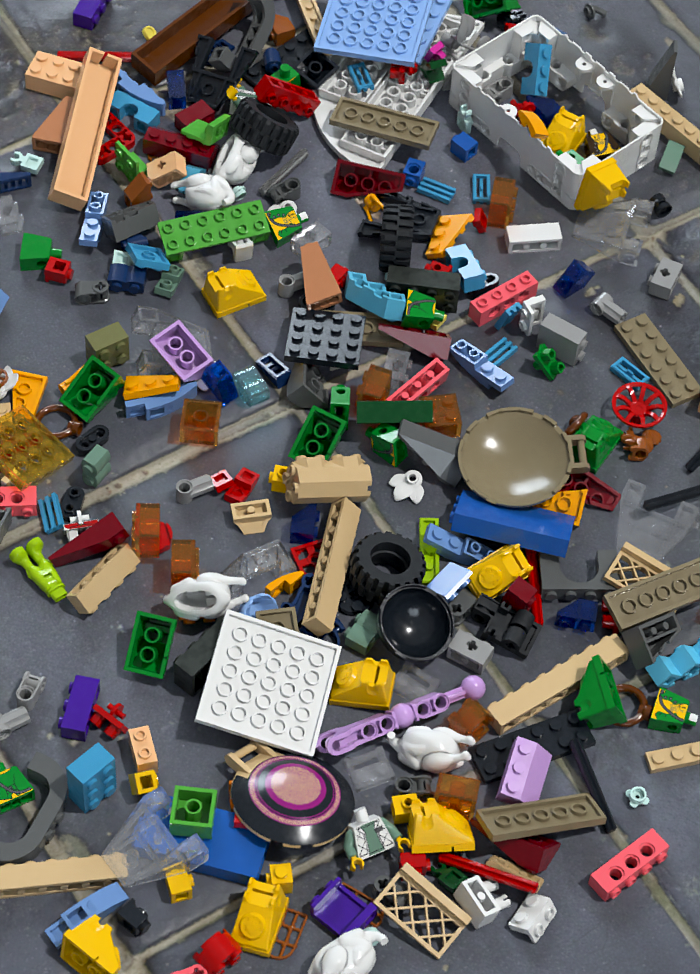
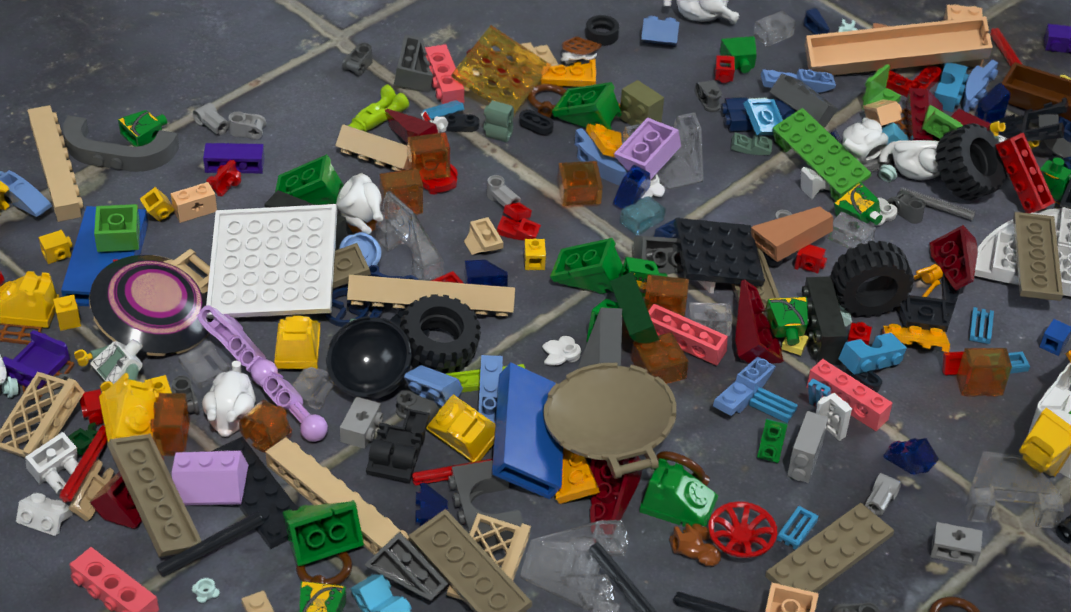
camera: 80 degrees right, 10 degrees down
(91, 778) = (148, 161): dark azure brick -> none
(133, 918) = (18, 223): black brick -> none
(138, 190) = (845, 101): dark orange slope -> none
(145, 847) = (76, 208): clear wedge -> none
(231, 290) = (757, 183): yellow piece -> none
(288, 583) = (402, 267): light orange slope -> none
(326, 481) = (531, 271): tan brick -> none
(374, 297) = (793, 277): medium azure brick -> none
(414, 172) = (992, 298): blue brick -> none
(520, 595) = (432, 445): dark red piece -> none
(533, 238) = (954, 412): white brick -> none

